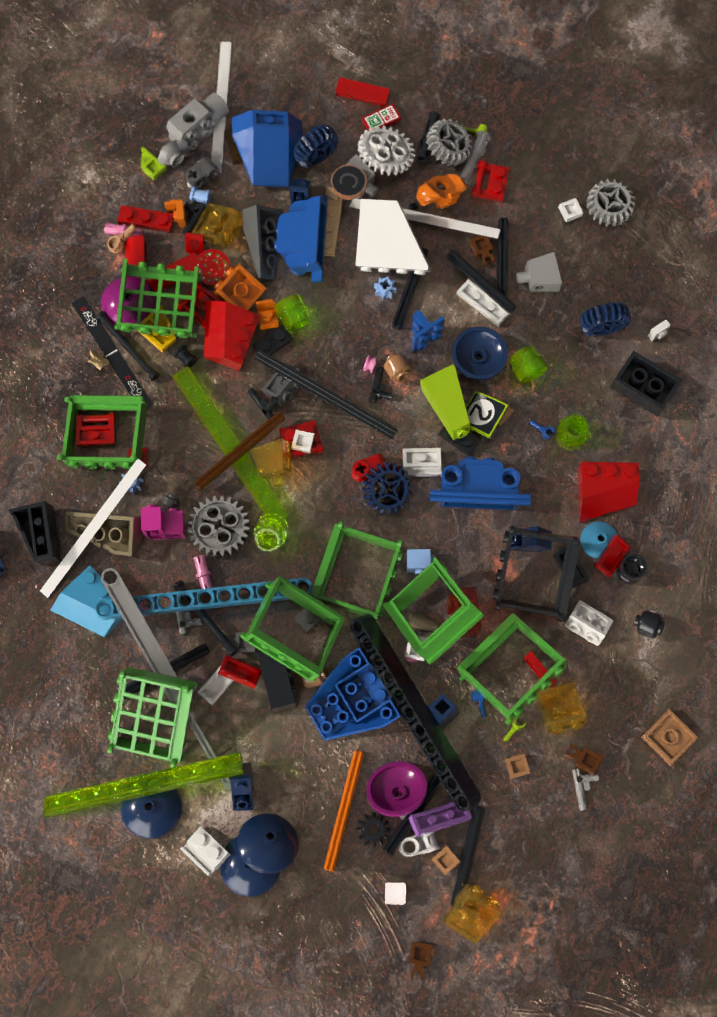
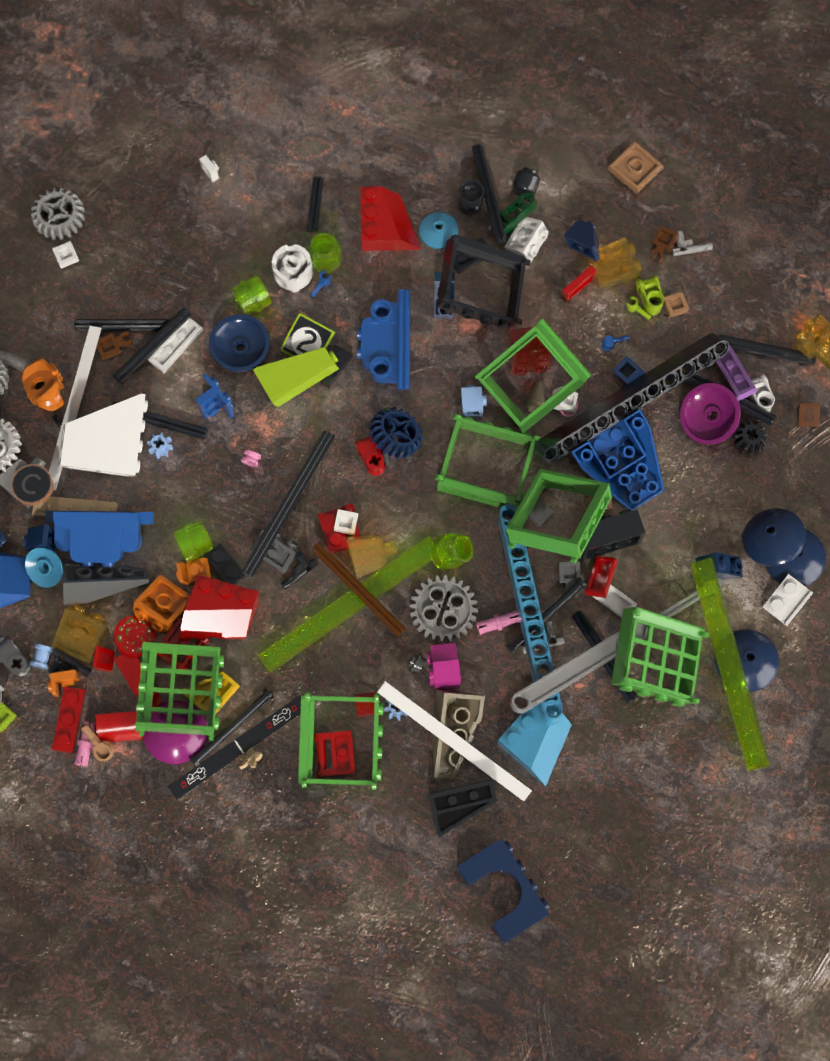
camera: 90 degrees left, 0 degrees up
(185, 356) = (245, 659): black bush -> none
(275, 193) = (37, 568): none -> dark azure dish
(344, 810) = (733, 467): orange axle -> none
(379, 387) = (277, 449): black hose -> none
(397, 367) = (255, 428): medium nougat head -> none
(422, 462) = (362, 401): white plate -> none
(446, 860) = (772, 368): medium nougat plate -> none
(489, 645) = (559, 328): bright green window -> none
(496, 183) = (28, 332): red plate -> none
(533, 741) = (650, 290): none -> lime piece
(541, 274) = (143, 283): light grey torso -> none
(556, 401) = (292, 267): none -> white brick
(586, 678) = (583, 239): none -> dark blue slope
(605, 319) = (199, 217): dark blue gear -> none
(612, 555) = (456, 217): red tile -> none
(613, 617) = (514, 207): none -> dark green beam
(623, 425) = (315, 204): none -> black axle
(635, 586) = (489, 195): none -> black axle
(645, 383) = (271, 180): black brick -> none

